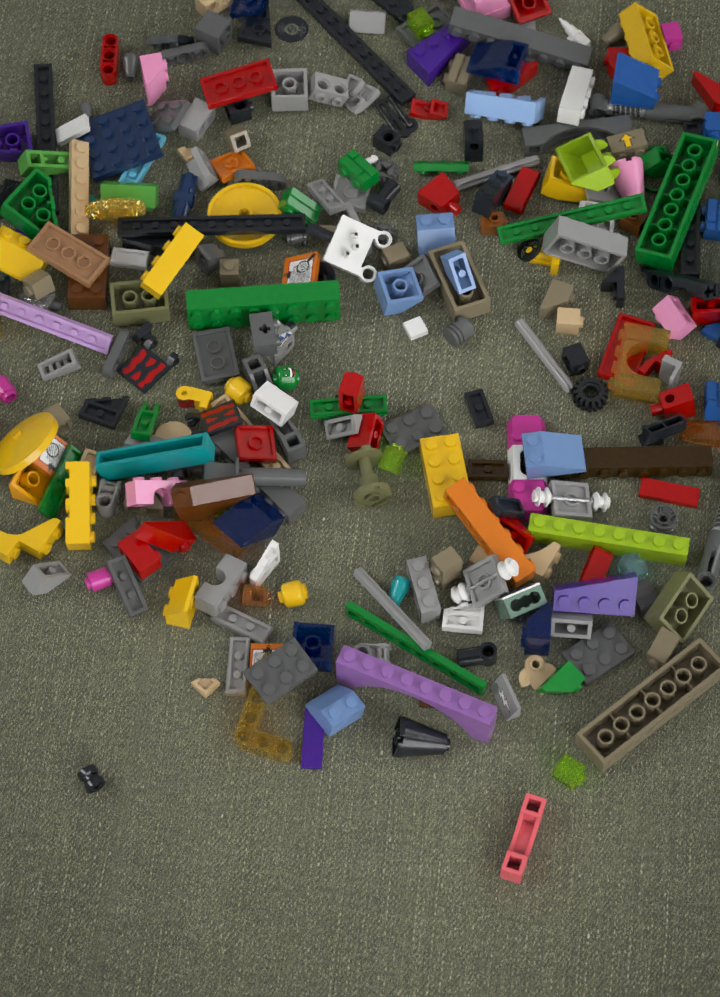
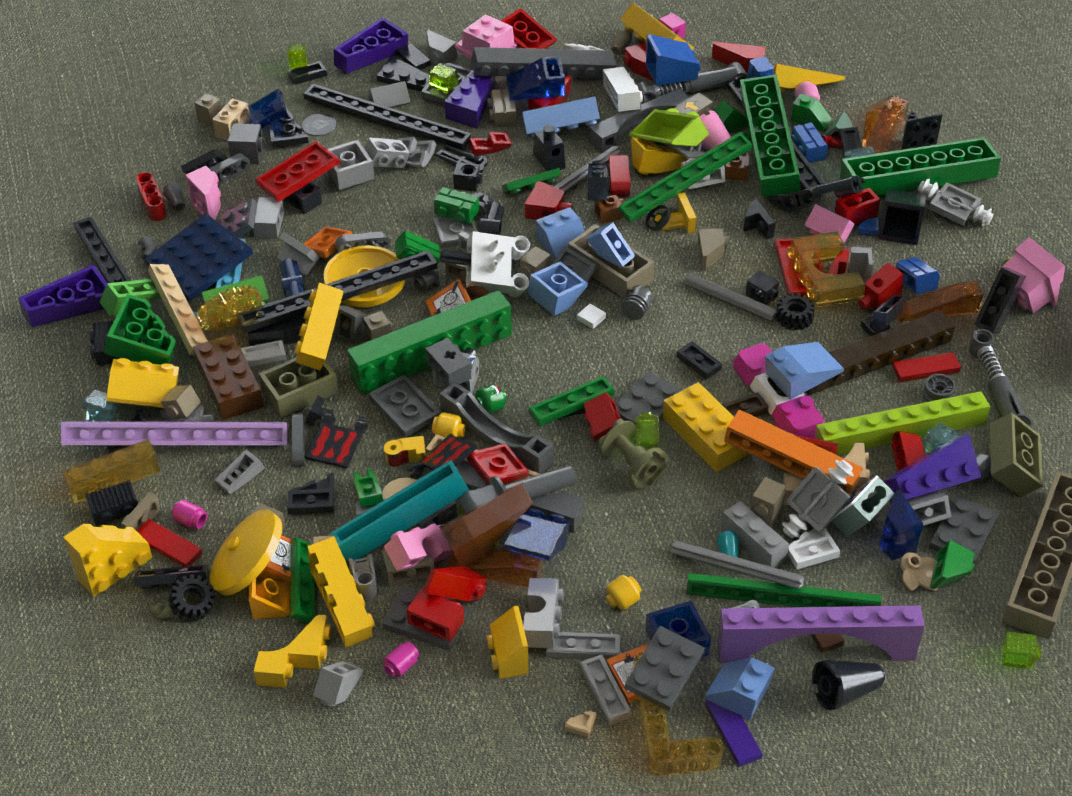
camera: 25 degrees left, 15 degrees down
(68, 254) = (201, 361): medium nougat tile -> none
(72, 129) = (139, 266): white tile -> none
(126, 586) = (437, 653): dark grey plate -> none
(185, 154) = (273, 249): tan tile -> none
(237, 138) = (319, 218): dark tan brick -> none
(249, 590) = (574, 610): clear orange brick -> none
(266, 564) = (576, 572): white wing -> none
(274, 403) = (497, 420): white brick -> none
(326, 196) = (440, 236): light grey tile -> none
(342, 426) = (577, 419): light grey slope -> none
(351, 392) = (574, 379): red brick -> none
(474, 655) = (851, 576): black piece -> none
(506, 697) = (900, 596): light grey slope -> none
(507, 507) = (794, 425): black tile -> none
(523, 838) = (1015, 710): coral arch -> none
(568, 321) = (733, 260): tan brick -> none
(570, 500) = (844, 401): light grey plate -> none
(585, 244) = (712, 190): light grey brick -> none
(662, 649) = (1027, 497): dark tan slope -> none

